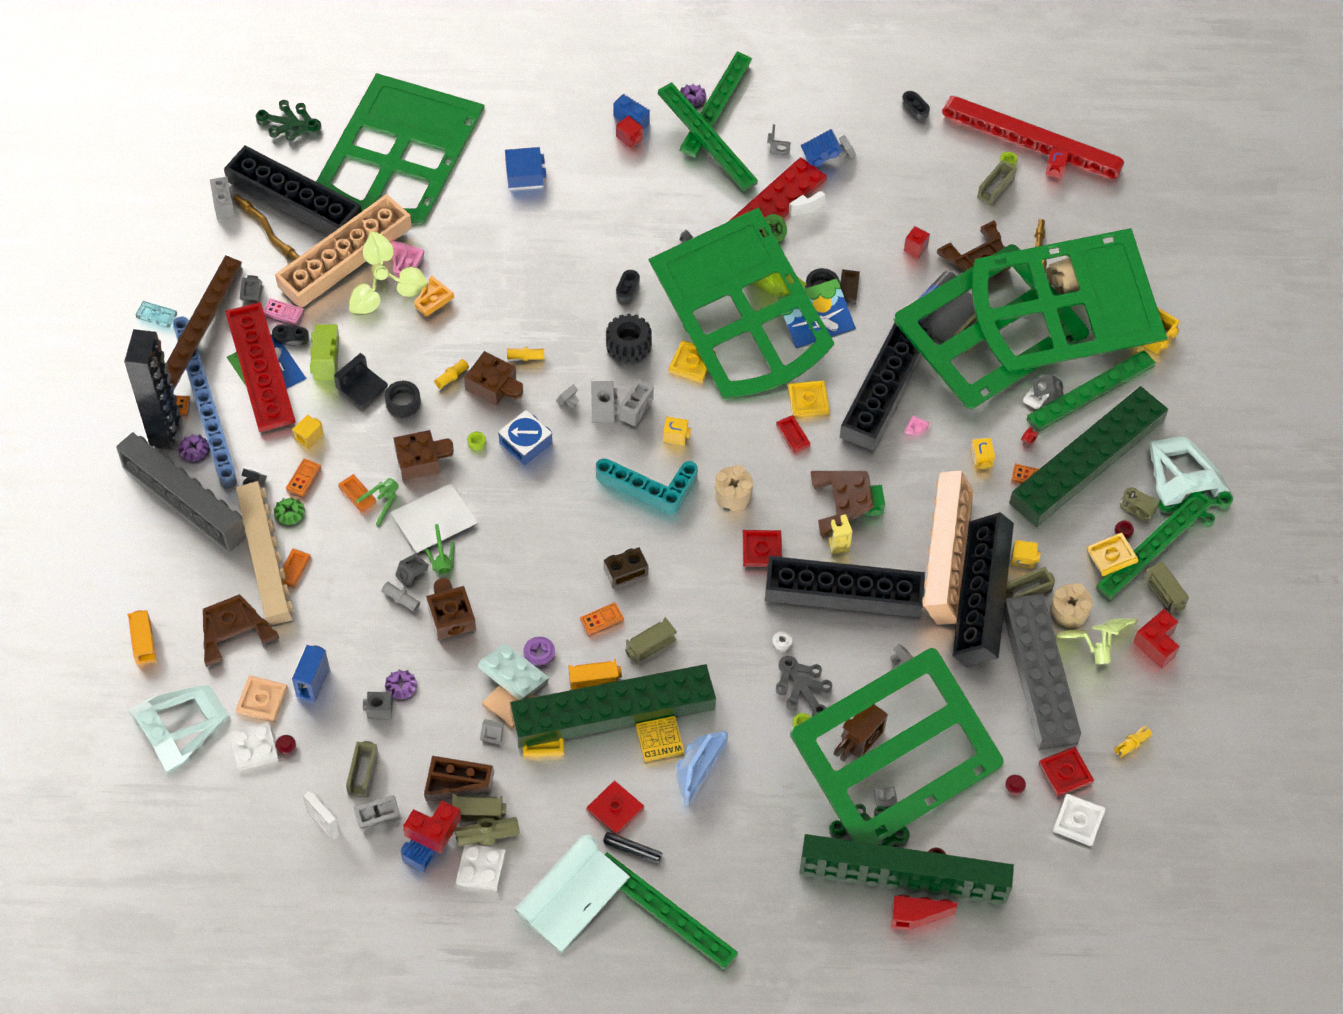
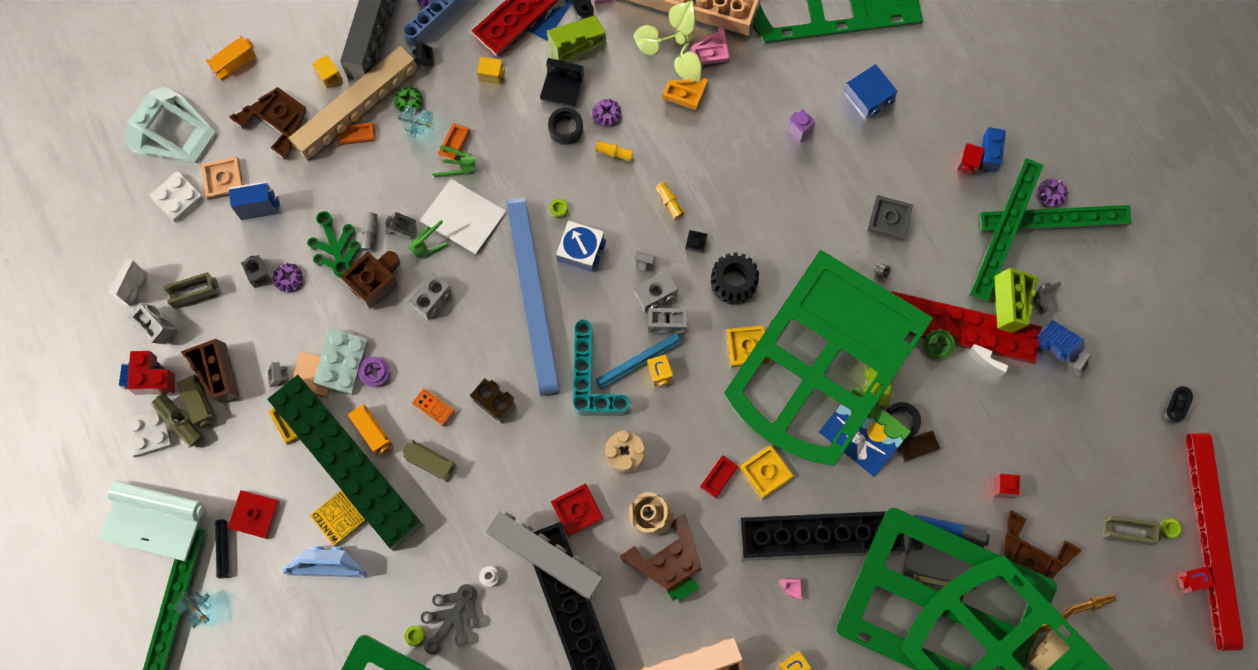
camera: 65 degrees right, 15 degrees up
(214, 562) = (326, 71): none -> yellow brick
(285, 744) = (188, 219): dark red plate -> none
(303, 477) = (446, 92): orange tile -> none
(323, 504) = (425, 120): none -> clear light blue hips
(397, 632) = (335, 247): none -> green plant
(403, 367) = (607, 119): none -> medium lavender gear
(419, 454) = (515, 170): reddish brown brick -> none
(492, 379) = (625, 189): reddish brown brick -> none
(494, 574) = (426, 293): none -> light grey brick
(521, 229) = (800, 124): none -> medium lavender brick
(546, 494) = (532, 297): none -> medium blue beam
(575, 353) = (696, 241): none -> black tile
(627, 287) = (794, 247): black plate -> none
(644, 209) = (890, 217): none -> dark grey plate
(656, 443) = (638, 360): none -> dark azure axle
(678, 883) = (199, 614): none -> clear light blue hips
(769, 159) = (1014, 298): none -> lime wedge
(793, 575) = (544, 555): none -> light grey brick
(802, 500) = (643, 506): none -> tan brick
(841, 537) = (619, 577): light yellow hinge -> none

